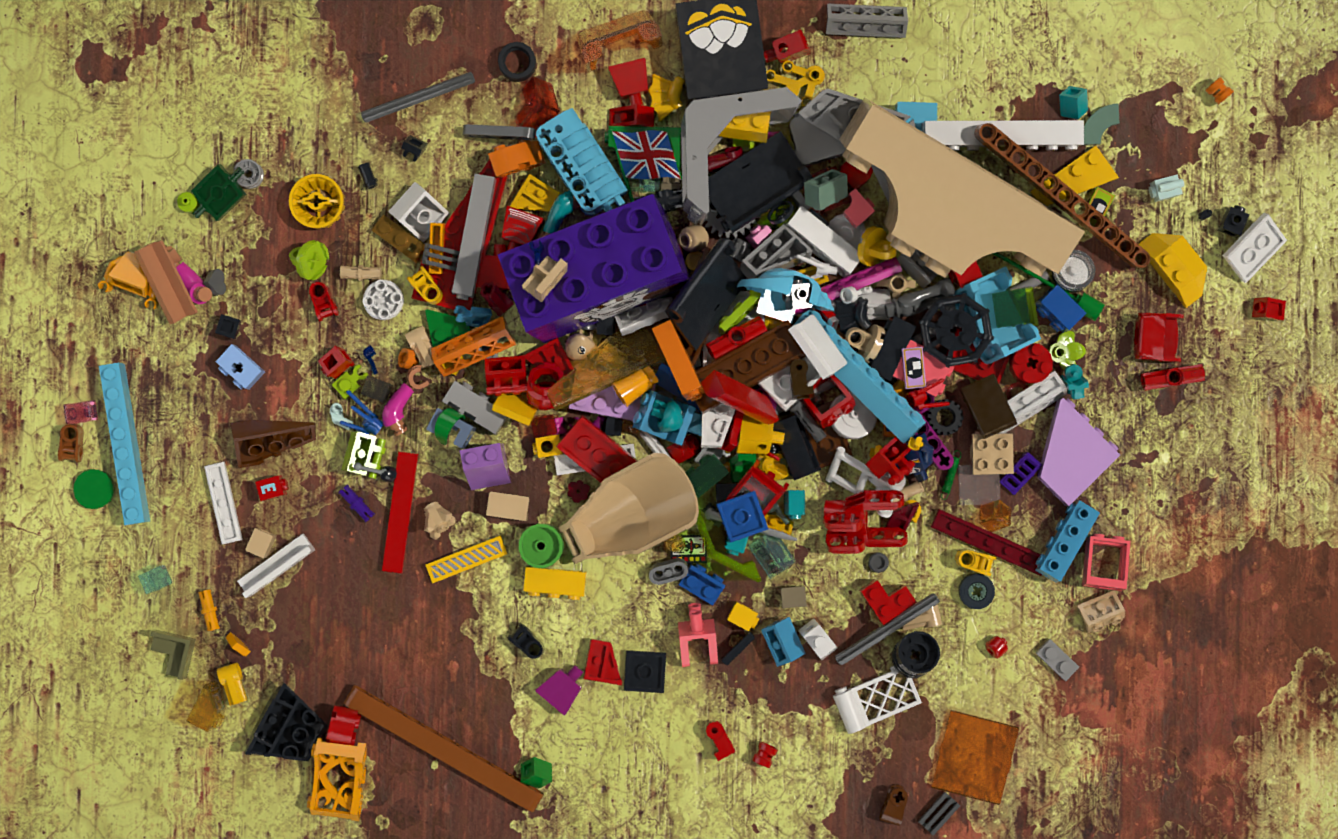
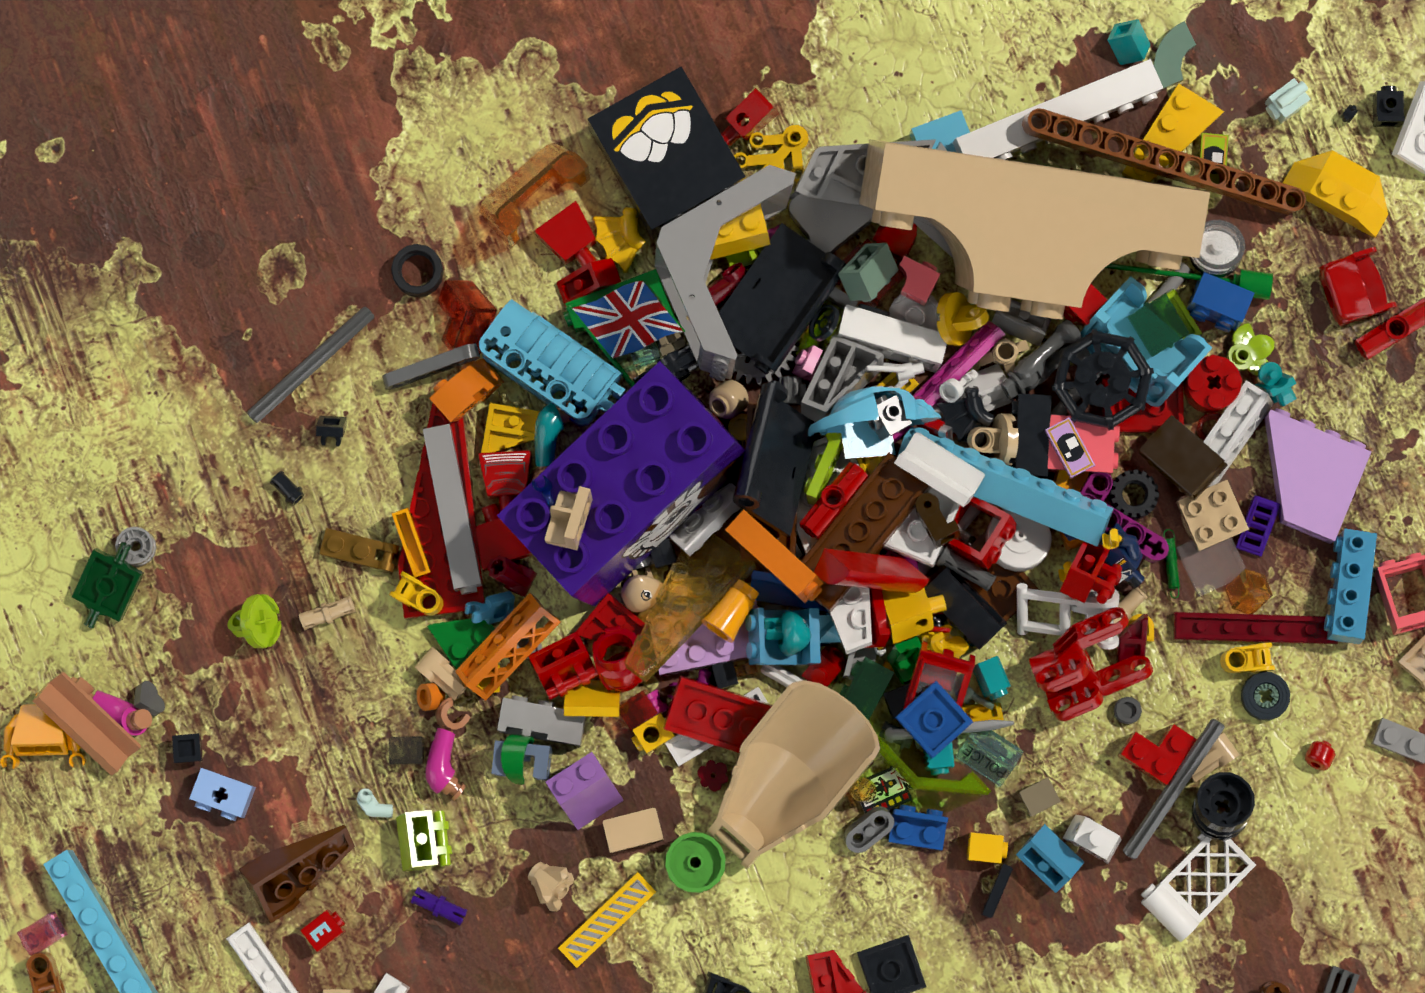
camera: 20 degrees left, 5 degrees down
(191, 204) = (78, 616): lime tile -> none
(298, 201) = (214, 554): yellow gear -> none
(323, 302) = (295, 669): red piece -> none
(335, 362) = (335, 732): red brick -> none
(349, 382) = (367, 759): lime plate -> none
(368, 353) = (378, 709): clear blue hand -> none
(371, 422) = (416, 794): blue plant -> none
(383, 300) = (369, 635): white tile -> none
(386, 473) = (462, 851): hinge -> none
(400, 512) = (499, 895): red tile -> none
(417, 210) = (368, 506): white slope -> none
(454, 260) = (439, 548): dark grey tile -> none
(555, 582) = (731, 902): yellow brick -> none
(697, 629) = (934, 886): coral piece -> none
(866, 23) = (833, 47): light grey fence -> none
(918, 396) = (1090, 481): red plant -> none
(975, 757) = (1352, 906): clear orange piece -> none

